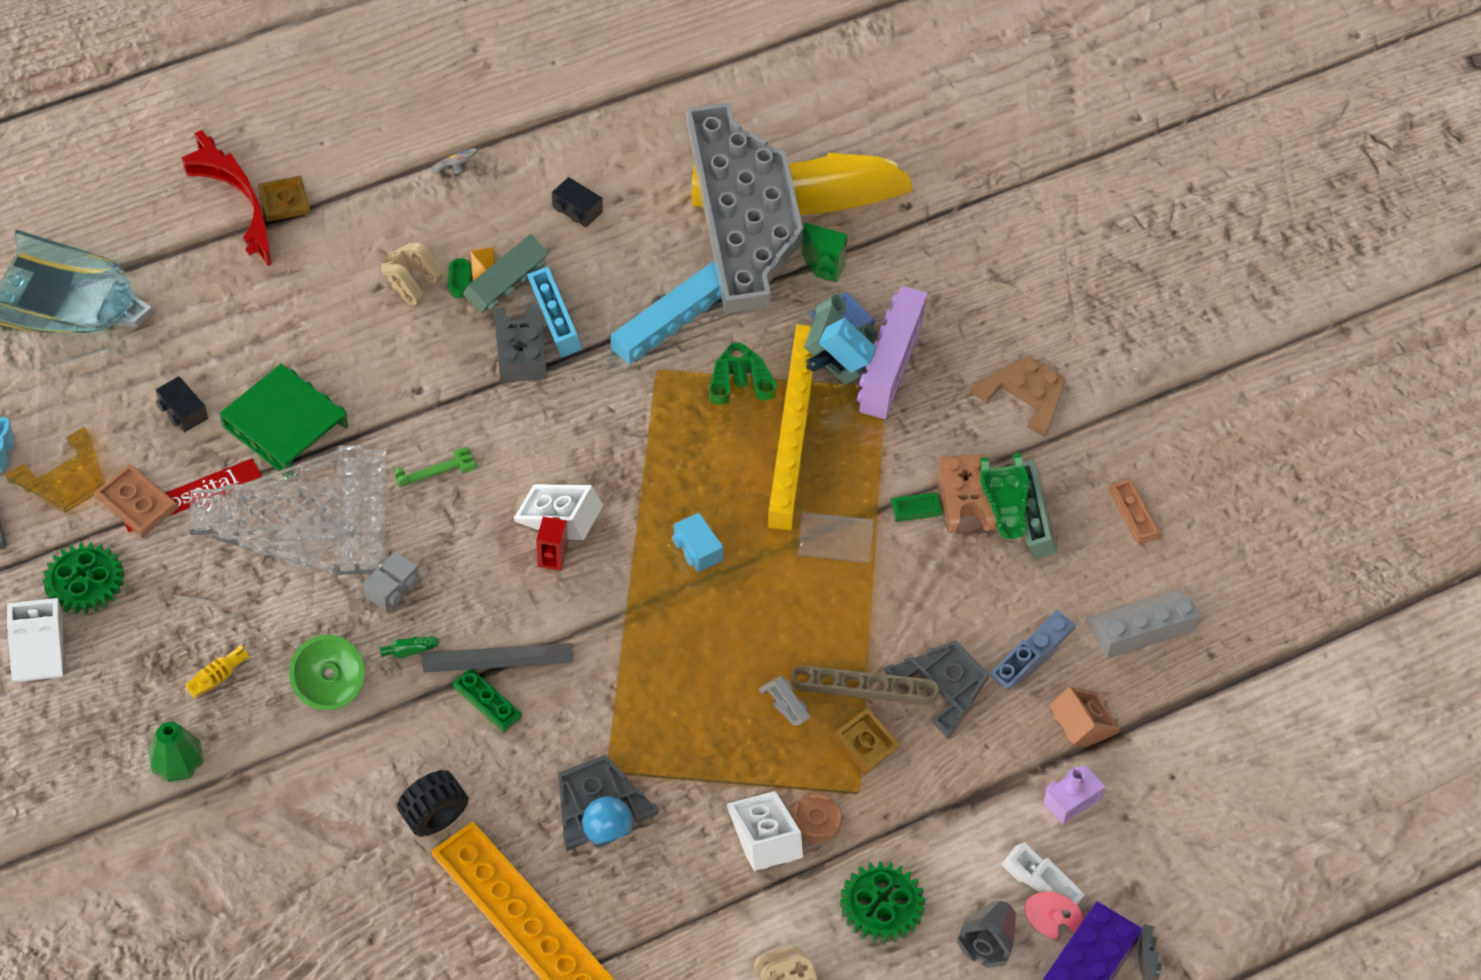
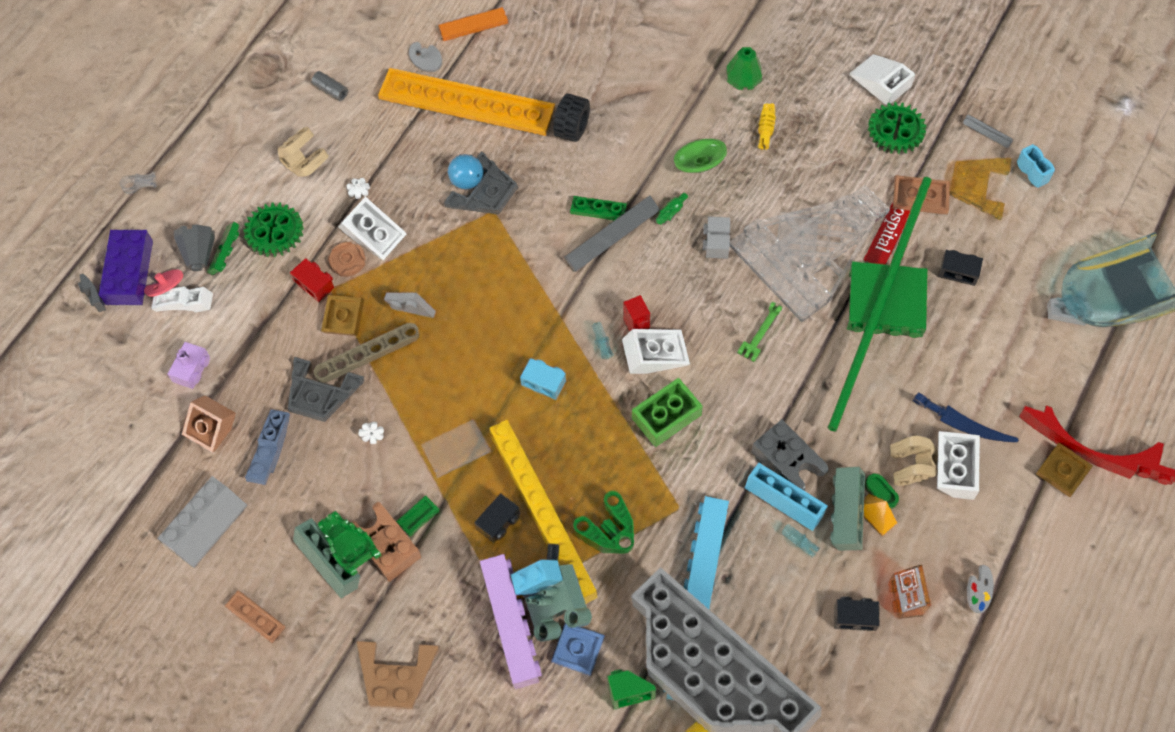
camera: 150 degrees right, 10 degrees up
(291, 410) = (879, 305): none -> green piece
(331, 289) = (960, 422): none -> dark blue sword
(373, 243) = (958, 464): none -> white slope
(517, 185) = (909, 592): none -> clear orange slope
(571, 280) = (800, 540): none -> clear light blue axle
(599, 442) = (667, 412): none -> bright green brick
(604, 553) = (602, 341): none -> clear light blue axle
(745, 901) = (357, 188): none -> white plant
(841, 445) = (497, 518): none -> black brick
(874, 809) = (312, 279): none -> red brick
(911, 607) = (371, 432): none -> white plant
(952, 918) = (224, 249): none -> green tile

